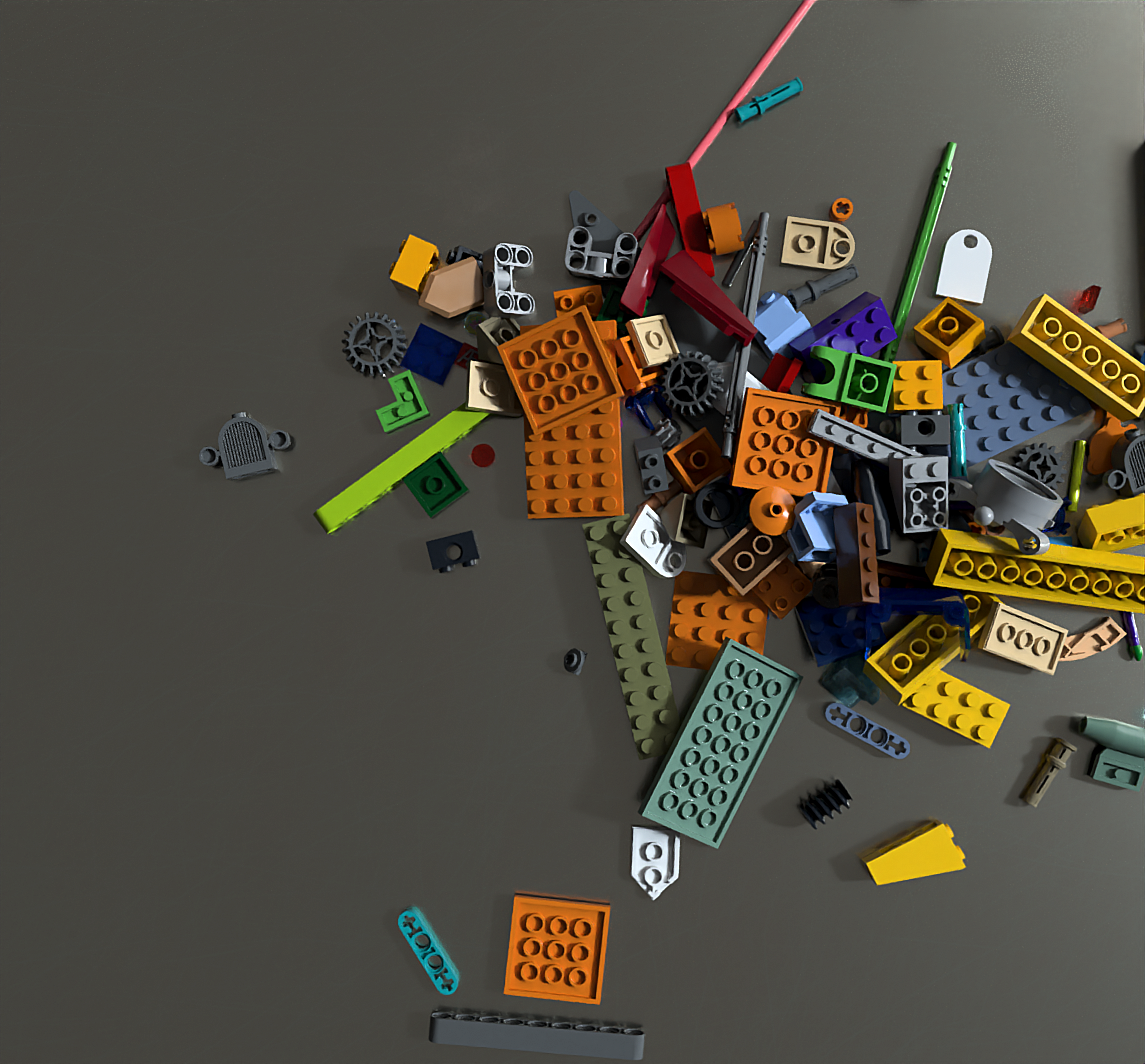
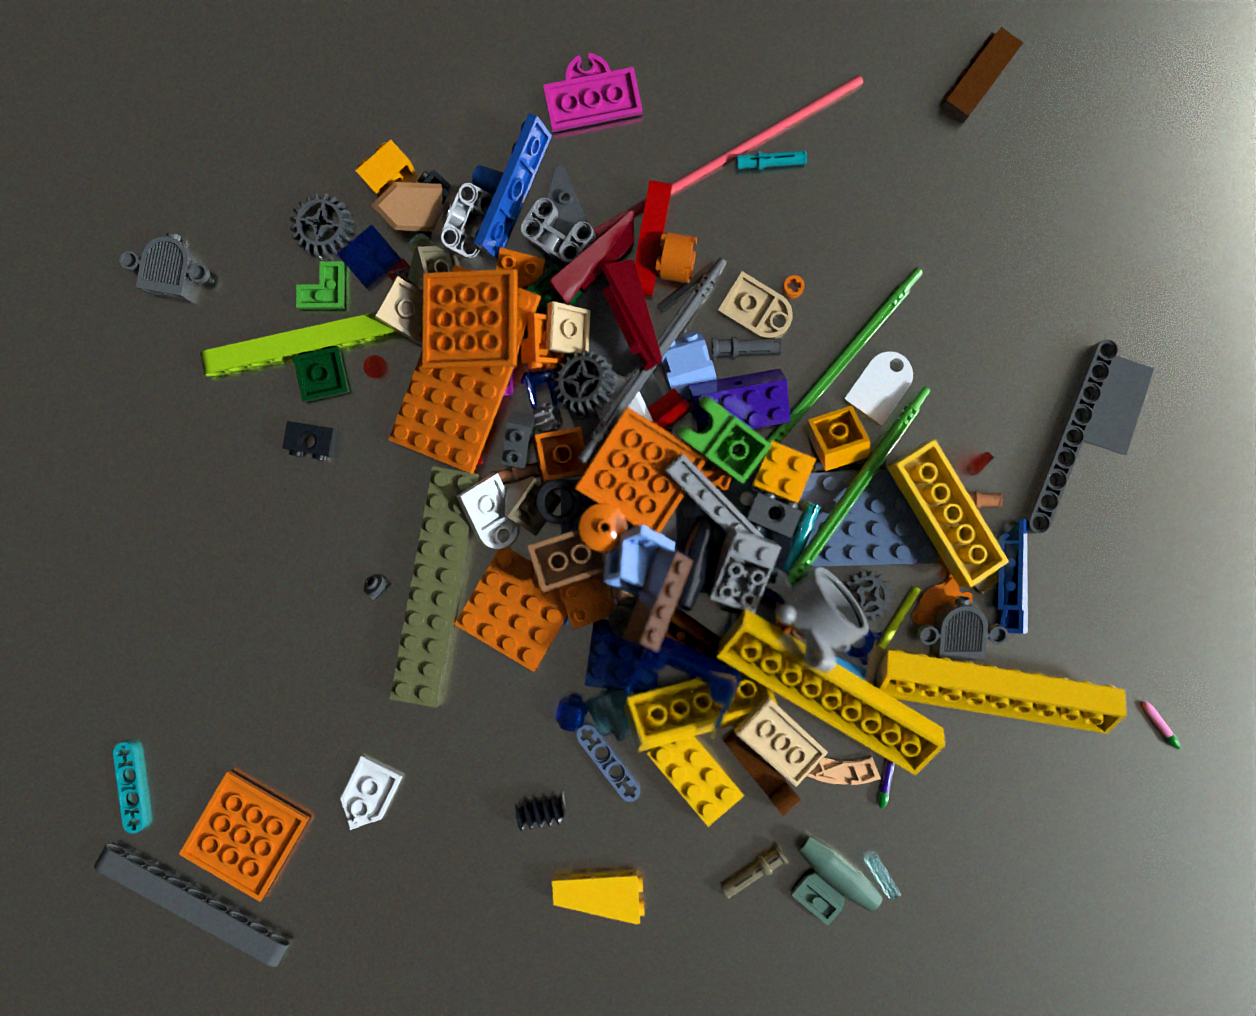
camera: 25 degrees right, 0 degrees up
(536, 231) = (510, 186): none -> blue plate
(574, 111) = (592, 95): none -> dark pink plate
(720, 743) = (469, 716): sand green plate -> none
(813, 699) = (571, 713): none -> clear blue head
(987, 371) = (856, 487): none -> bright green axle
(1017, 676) = (764, 774): none -> reddish brown beam

